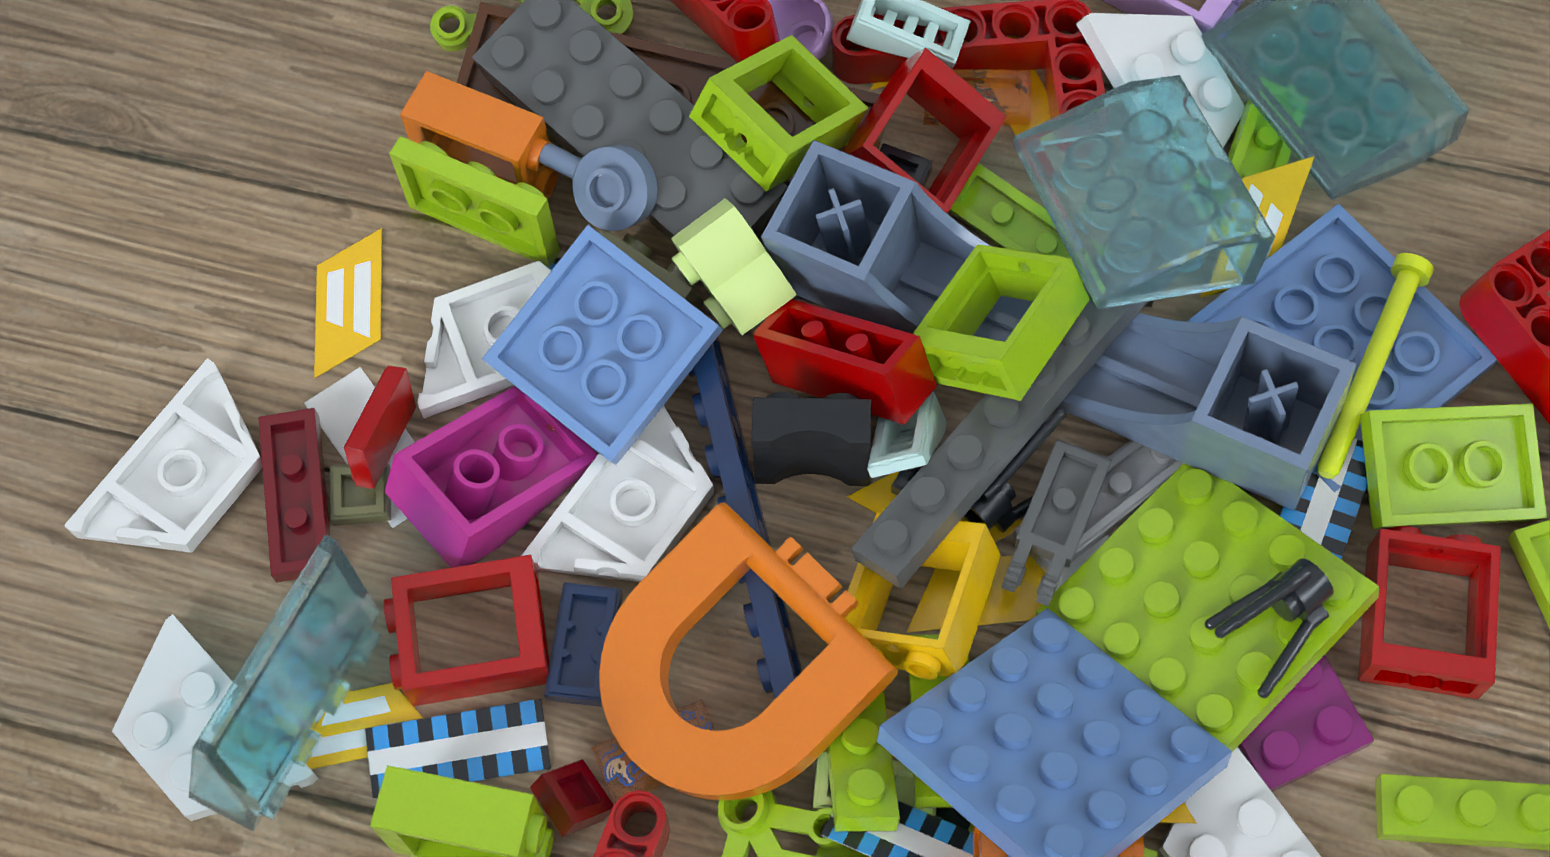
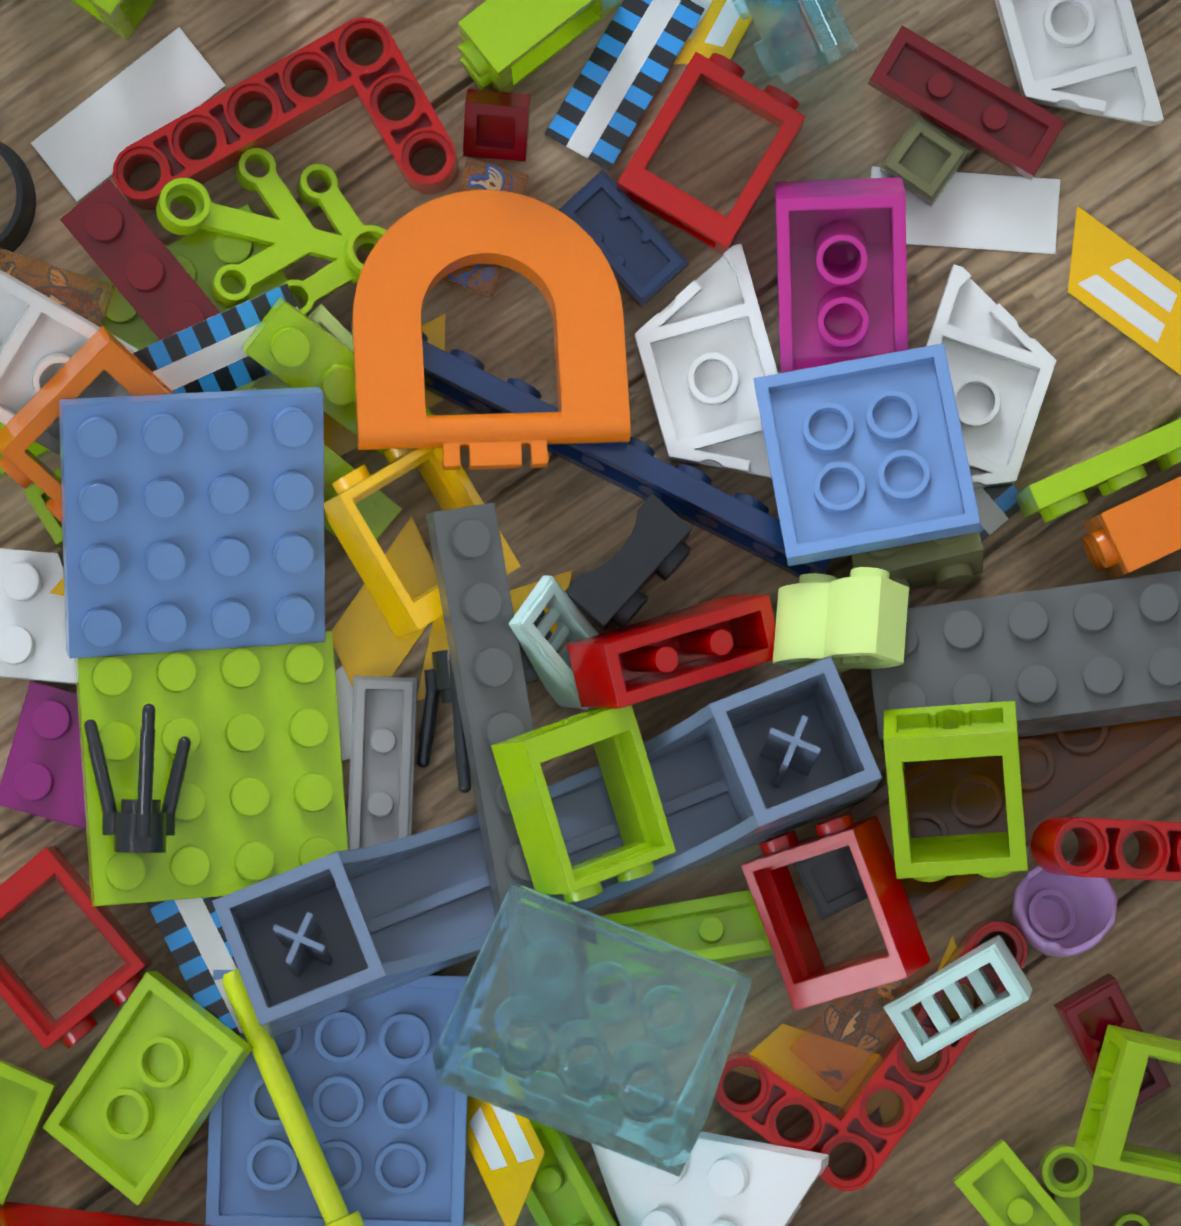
camera: 130 degrees right, 20 degrees up
(380, 427) = (962, 215): red tile -> none
(609, 184) = (1016, 581): sand blue piece -> none
(1057, 515) = (390, 717): dark grey hinge -> none

